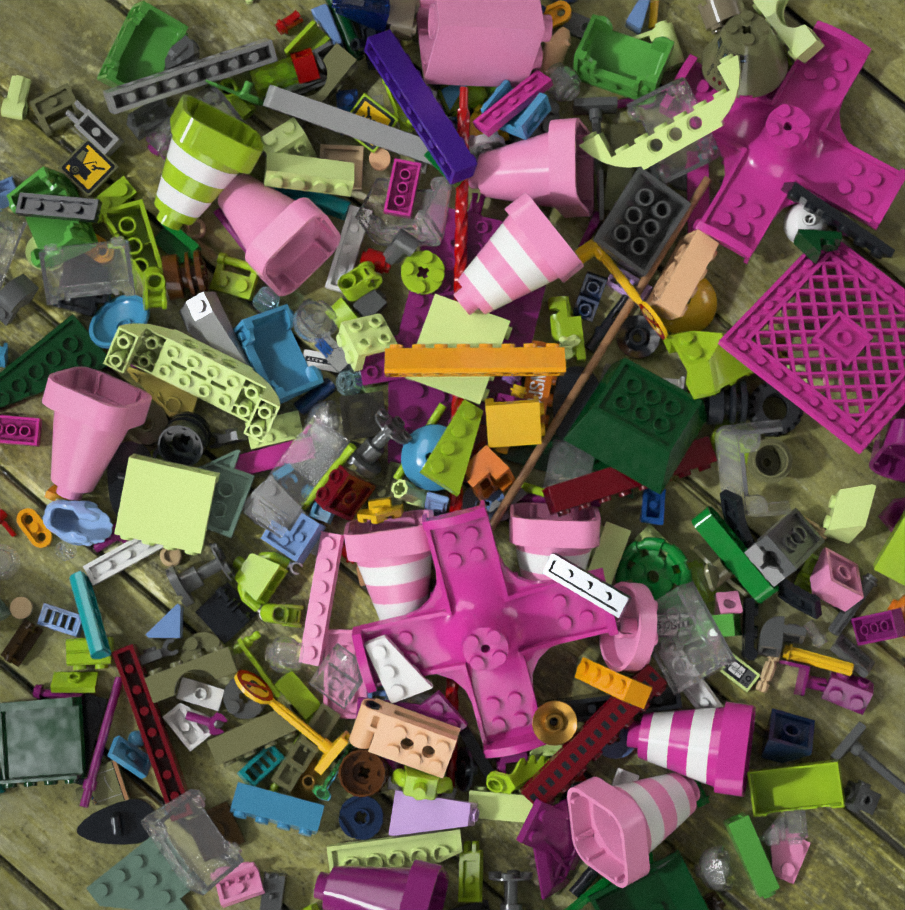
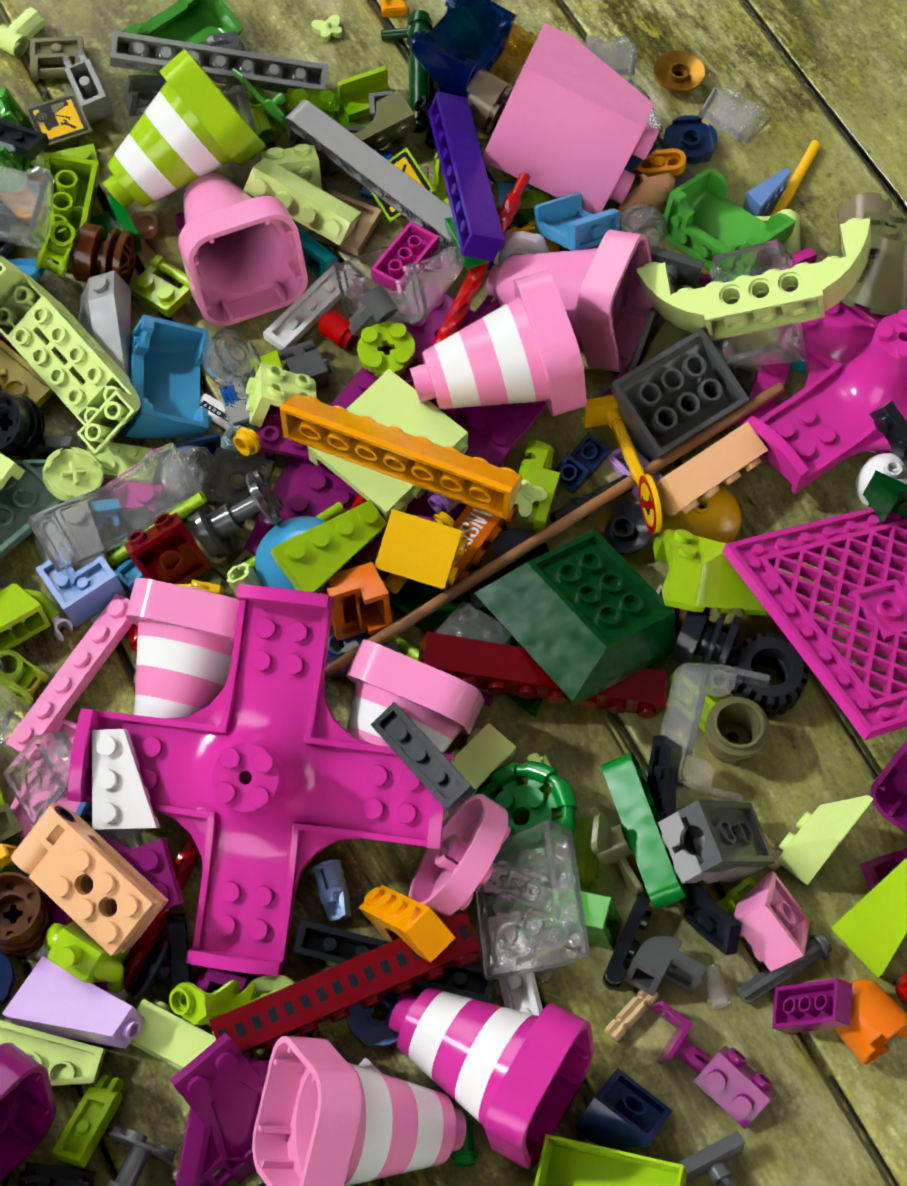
camera: 15 degrees right, 20 degrees down
(250, 459) = (72, 473): none -> yellowish green tile
(266, 299) = (187, 314): clear light blue piece -> none
(288, 22) = (351, 69): red pin -> none
(305, 65) = (354, 108): red panel -> none
(326, 22) = (399, 75): medium blue slope -> none
(358, 282) = (302, 334): lime piece -> none
(359, 386) = (246, 441): none -> yellow plate
(380, 159) = (391, 230): light nougat tile -> none
(512, 103) = (558, 217): dark pink plate -> none
(553, 672) = (333, 890): none -> light blue hinge
(562, 730) = (288, 931): pearl gold dish -> none
(652, 507) = (557, 733): blue slope -> none
(727, 603) = (612, 886): bright pink bracket -> none
(741, 674) = (586, 992): tile -> none
(817, 660) = (709, 1023): yellow axle -> none
(851, 653) = (759, 1038): dark grey plate -> none

